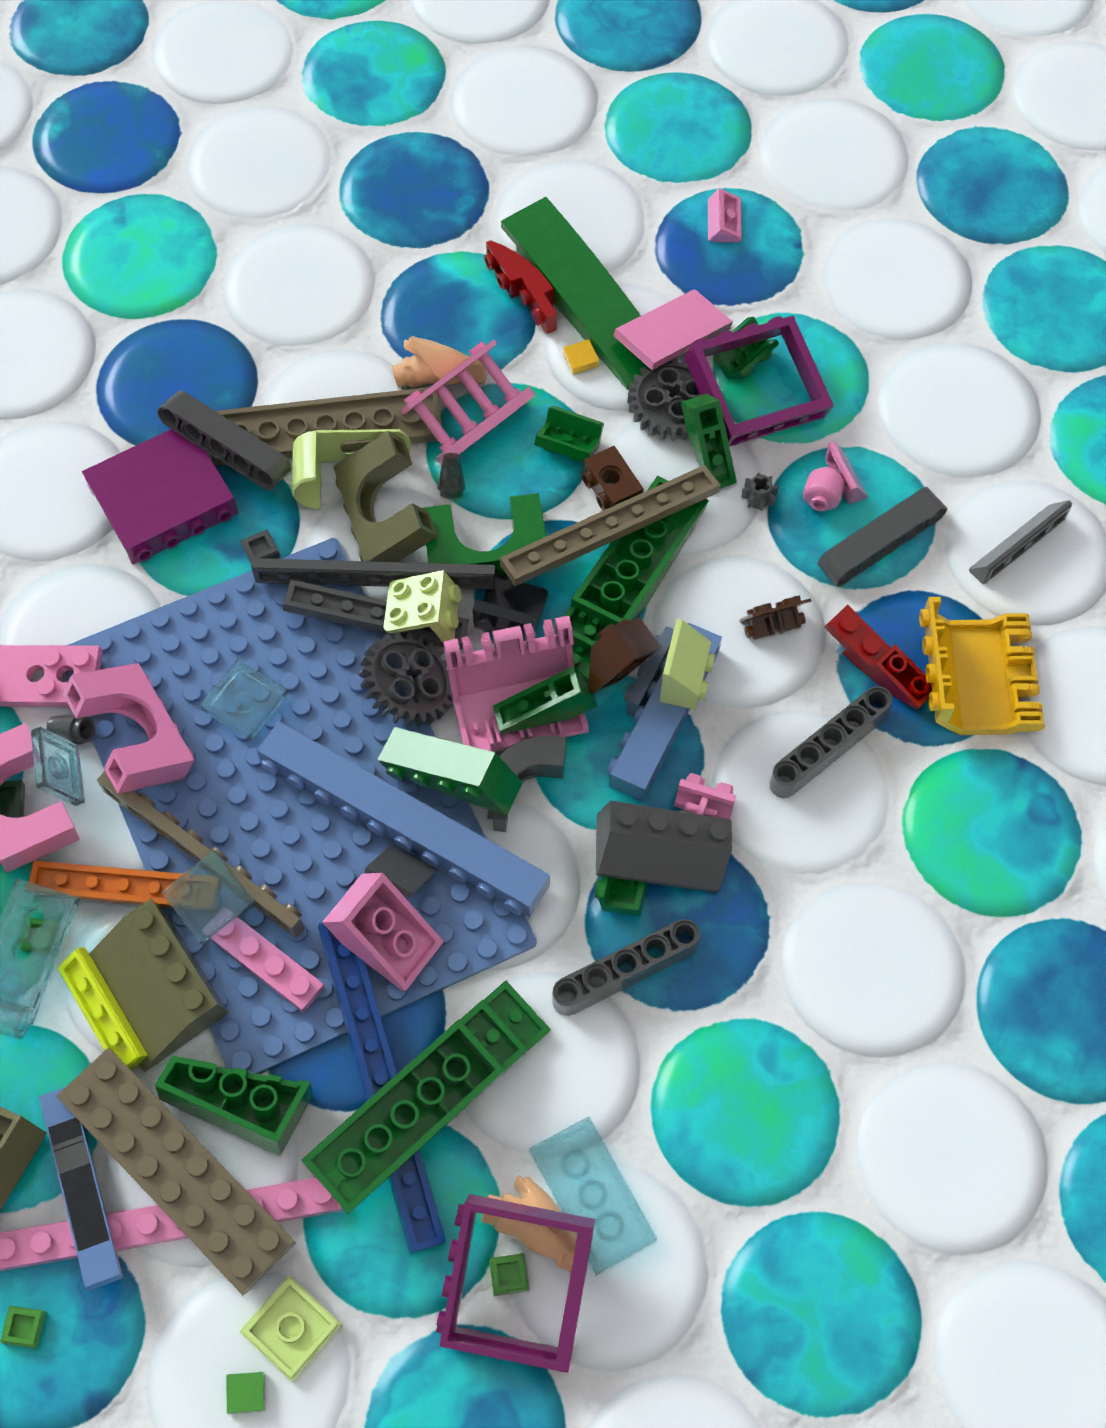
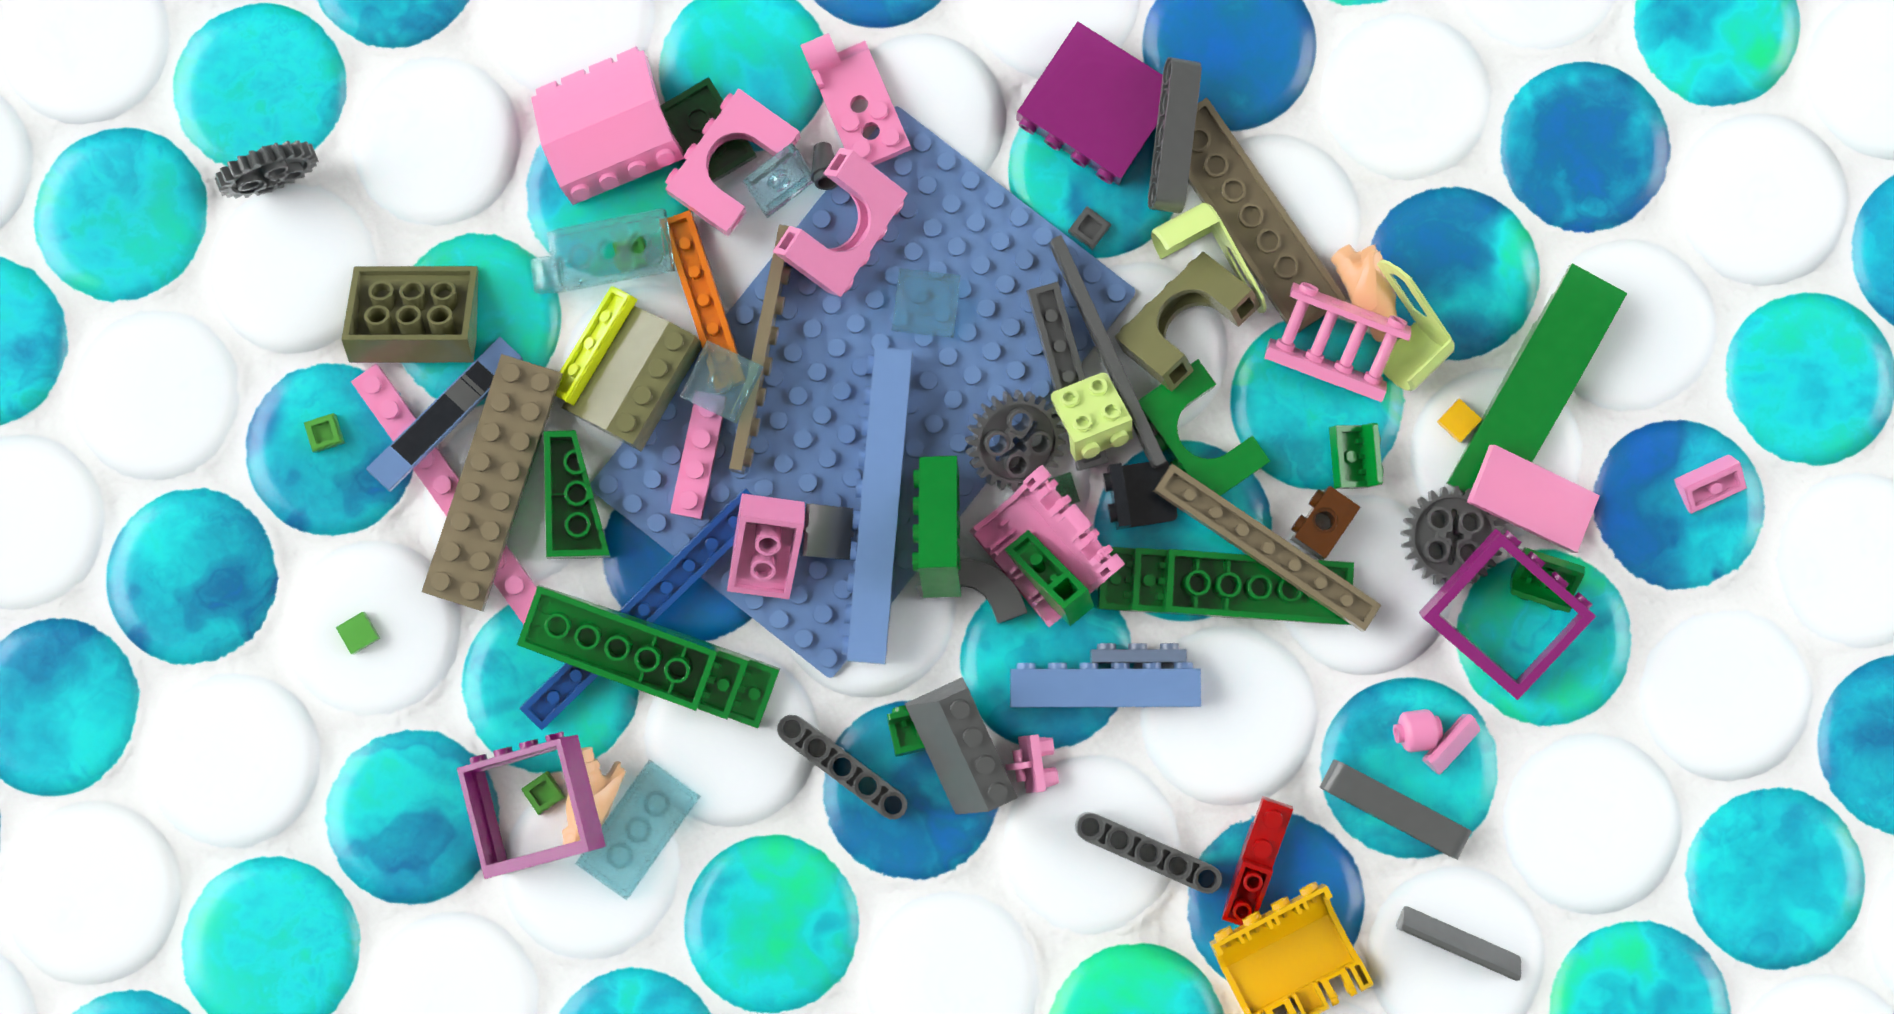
camera: 65 degrees right, 20 degrees up
(290, 1328) = (421, 641): yellowish green tile -> none
(451, 478) = (1248, 368): clear smoke cone -> none
(513, 349) = (1429, 340): none -> yellowish green piece
(523, 280) = (1520, 313): red slope -> none
(619, 653) = (1128, 624): reddish brown slope -> none
(685, 667) = (1142, 691): yellowish green slope -> none
(709, 437) = (1414, 595): green slope -> none
(759, 491) = (1392, 664): dark grey gear -> none
(784, 614) = (1263, 752): reddish brown hinge -> none

